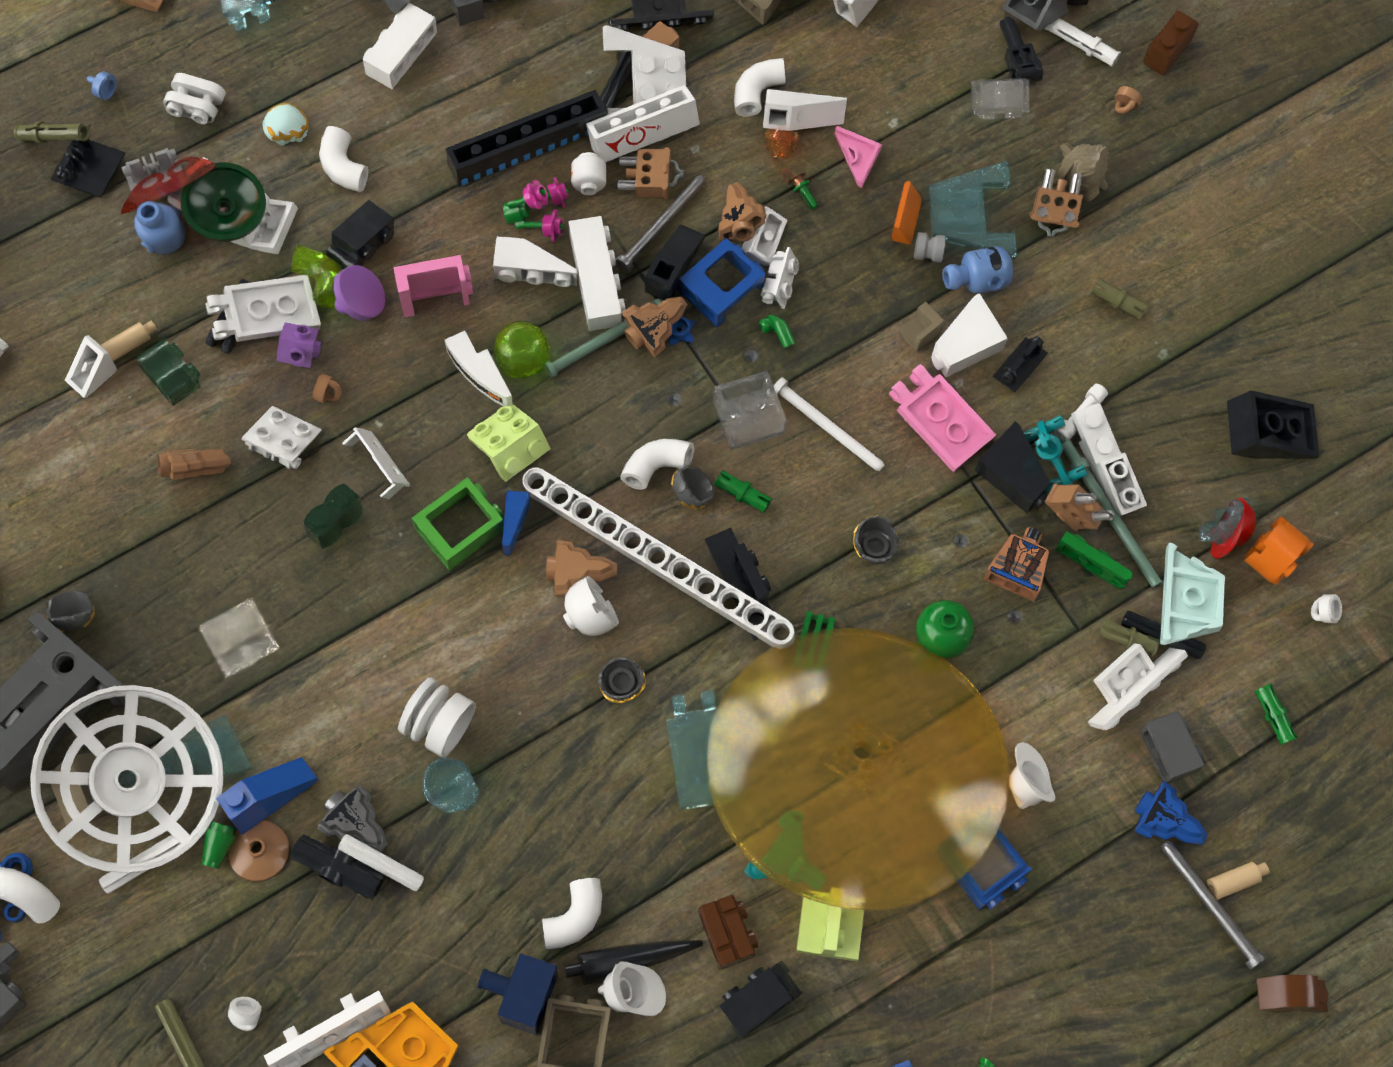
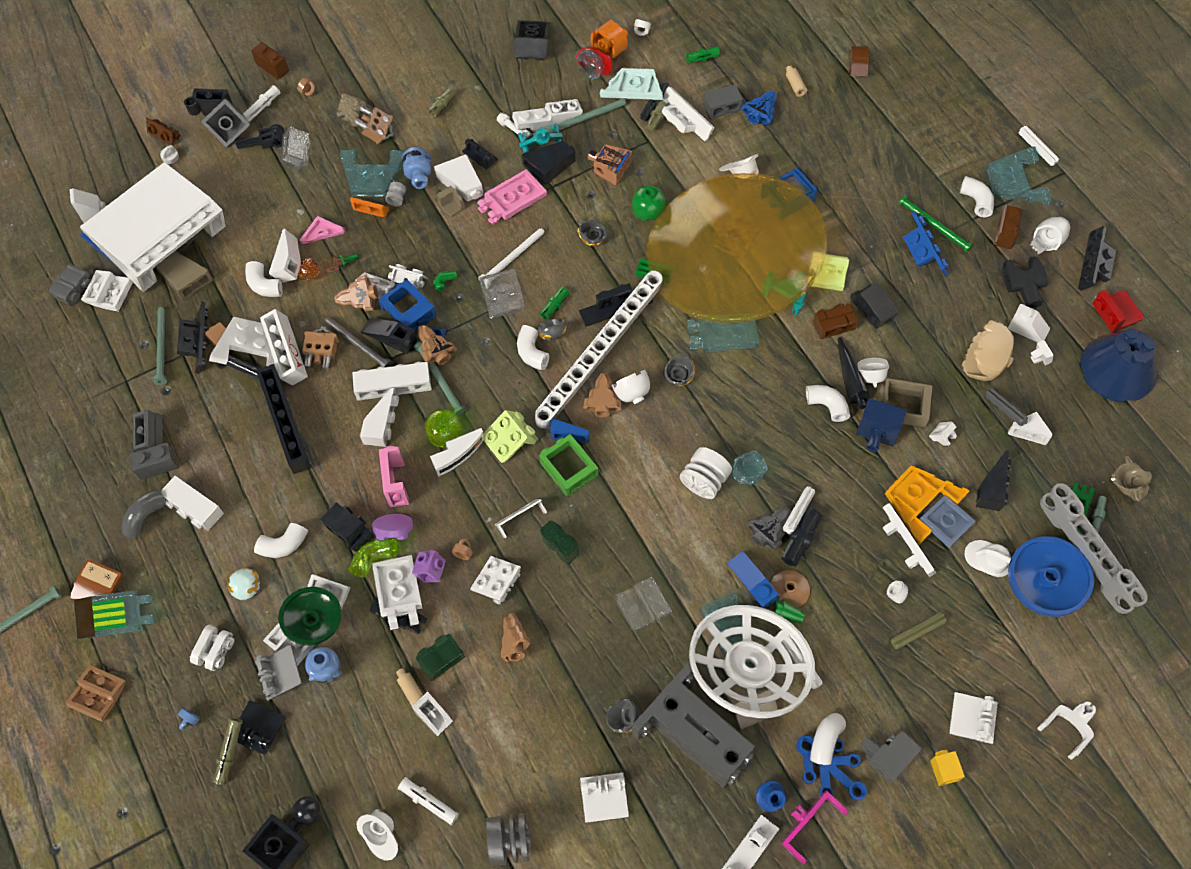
camera: 80 degrees left, 5 degrees down
(197, 168) = (296, 664): clear red piece -> none
(534, 197) = (338, 427): dark pink plant -> none
(588, 173) = (316, 382): white head -> none
(1077, 507) = (579, 127): medium nougat piece -> none
(1094, 560) = (609, 127): green hinge -> none
(1213, 905) = (838, 78): flat silver bar -> none

